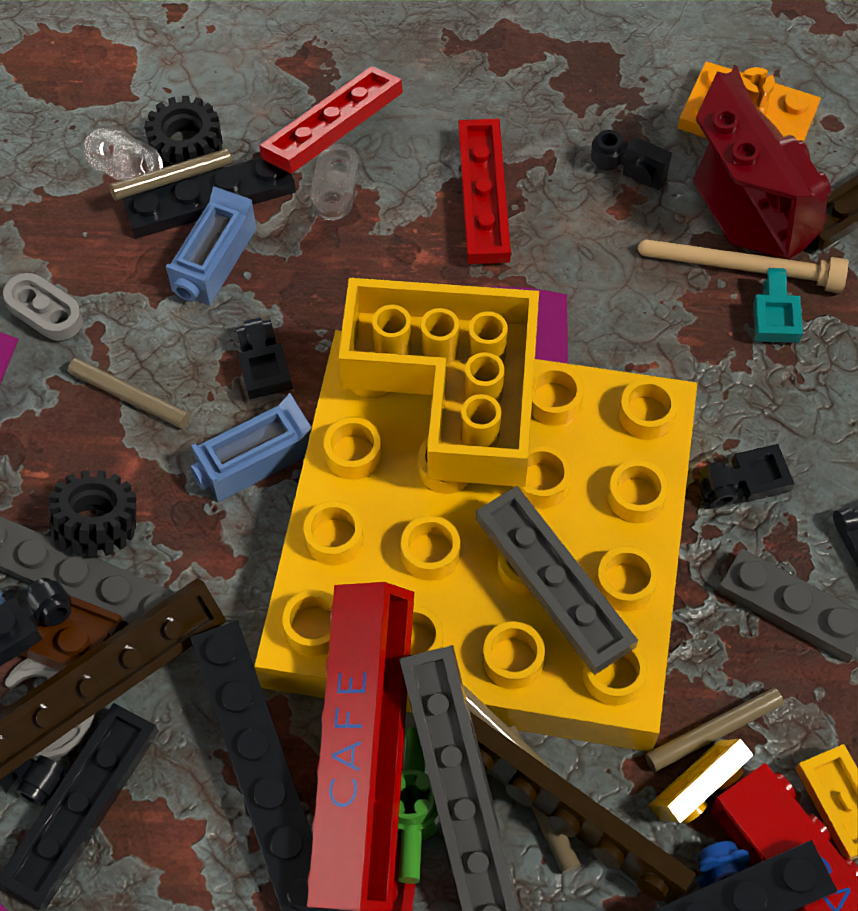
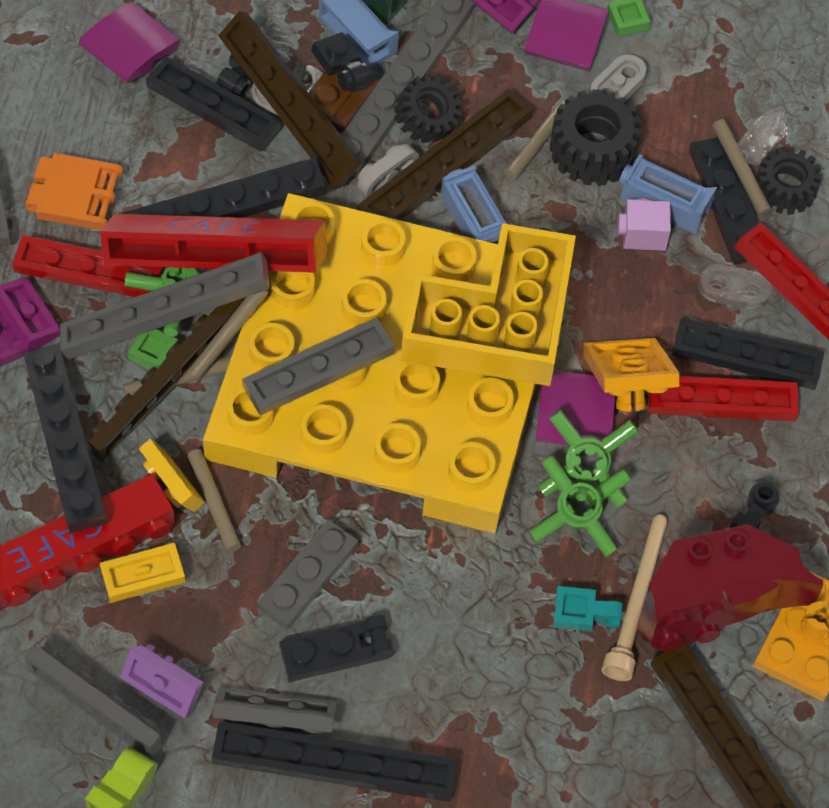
camera: 90 degrees right, 0 degrees up
(126, 293) = (598, 115): none -> black tyre
(172, 494) = (454, 152): none -> dark brown plate
(178, 547) = (377, 174): none -> light grey plate
(256, 267) = (645, 224): none -> lavender brick
(262, 359) = (579, 222): black plate -> none
(422, 170) = (747, 353): none -> black plate
(482, 249) = (629, 368): none -> light orange plate
(516, 831) = (151, 349): none -> bright green plate
(595, 305) = (591, 444): none -> bright green bar
(653, 314) = (581, 492): none -> bright green bar
(721, 861) = (109, 478): blue plate -> none
(756, 471) = (422, 562): black plate -> none

